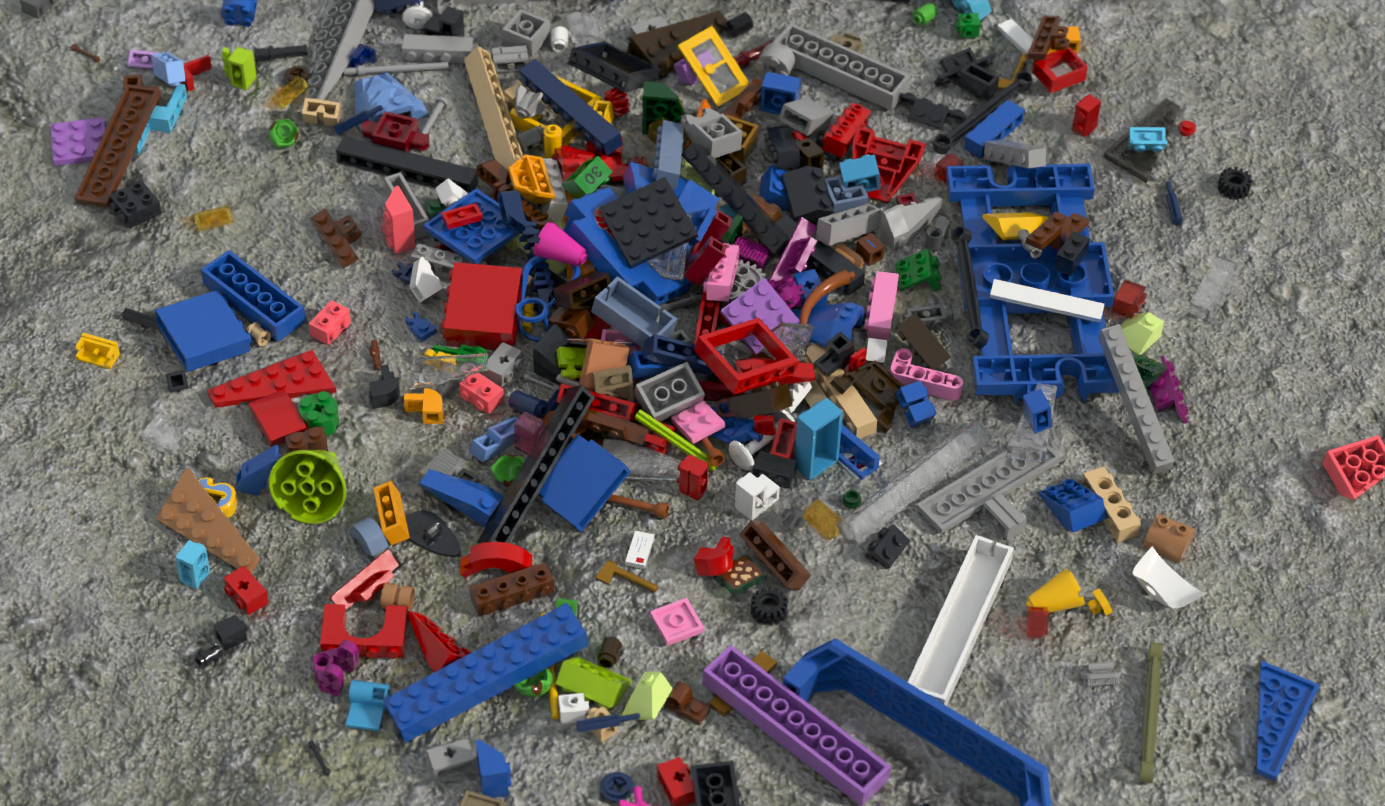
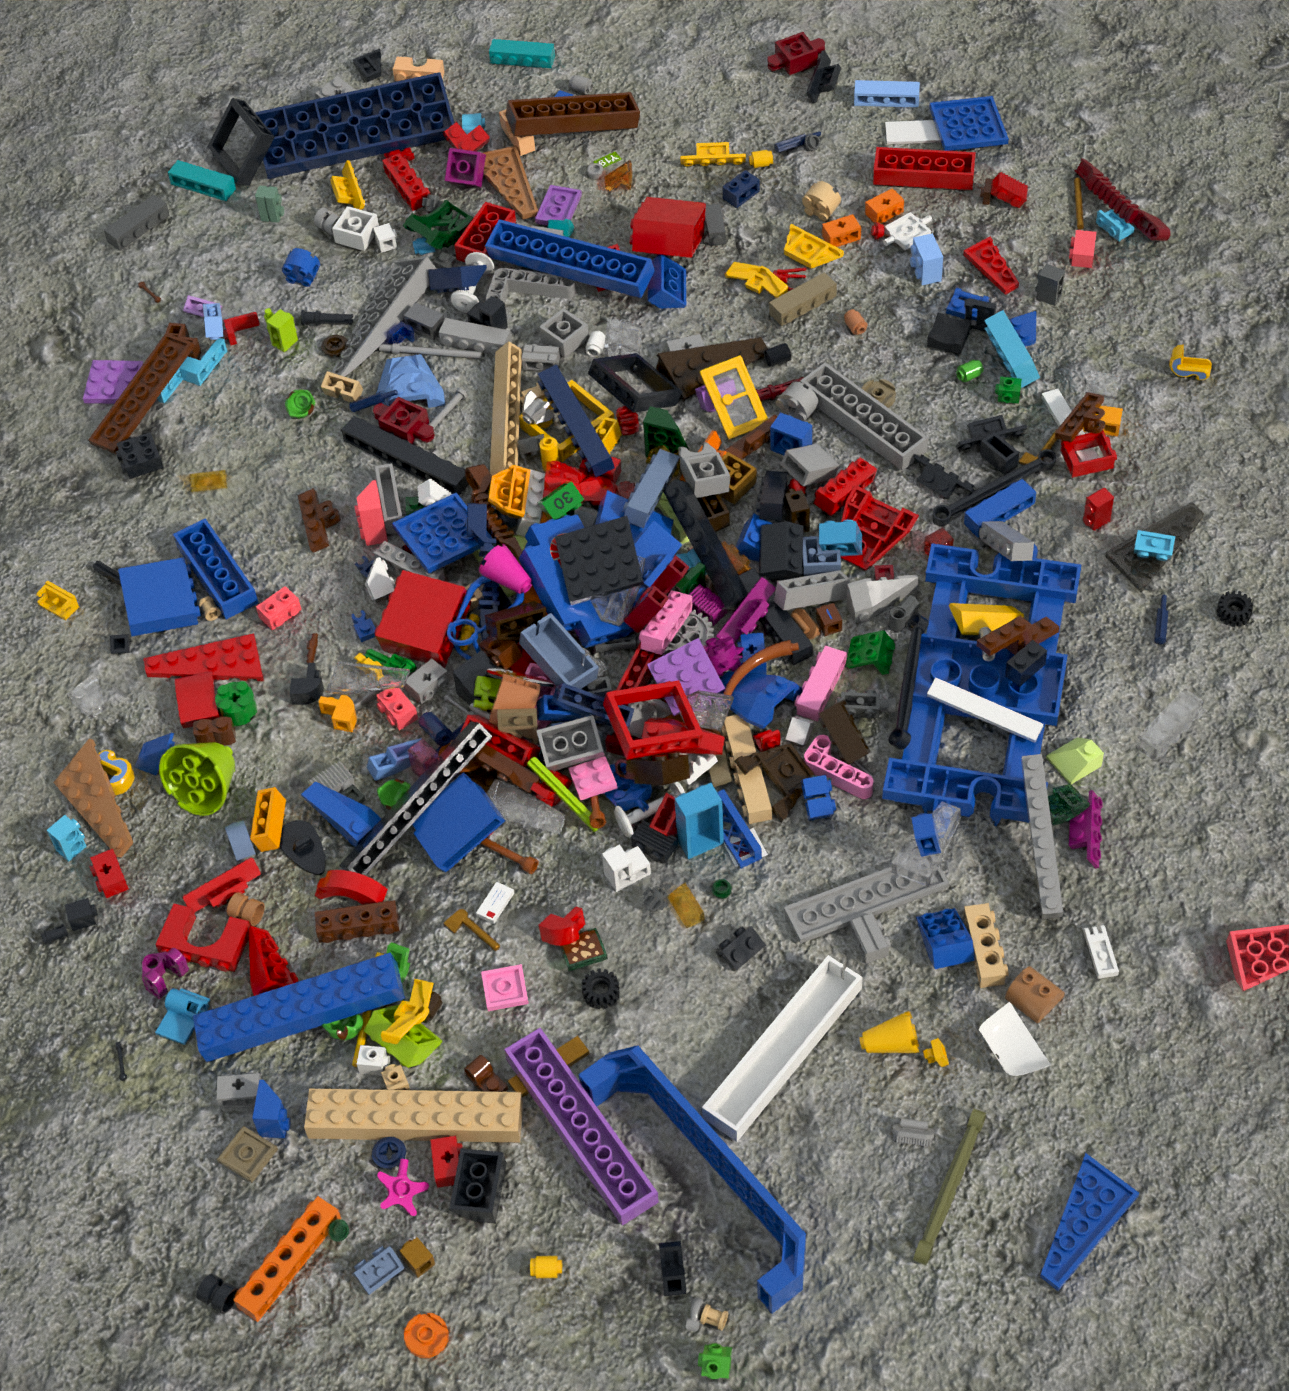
camera: 20 degrees right, 5 degrees up
(290, 91) = (321, 361): clear yellow slope -> none
(383, 40) = (424, 320): none -> flat silver brick
(462, 216) = (429, 521): red plate -> none
(599, 657) = (409, 1012): none -> yellow plate
(604, 721) = (392, 1083): dark blue axle -> none
(630, 748) = (414, 1115): none -> tan brick
(648, 696) = (445, 1065): yellowish green slope -> none
(693, 477) = (568, 836): red brick -> none
(765, 424) = (652, 794): red plate -> none
(775, 555) = (622, 935): reddish brown brick -> none
(837, 356) = (749, 733): black brick -> none
(913, 481) = (787, 882): clear brick -> none
(1036, 621) = (863, 1061): clear red brick -> none
(1129, 299) = (1077, 720): clear red brick -> none
(1187, 128) = (1204, 538): red plate -> none
(1216, 491) = (1101, 952): none -> white hinge

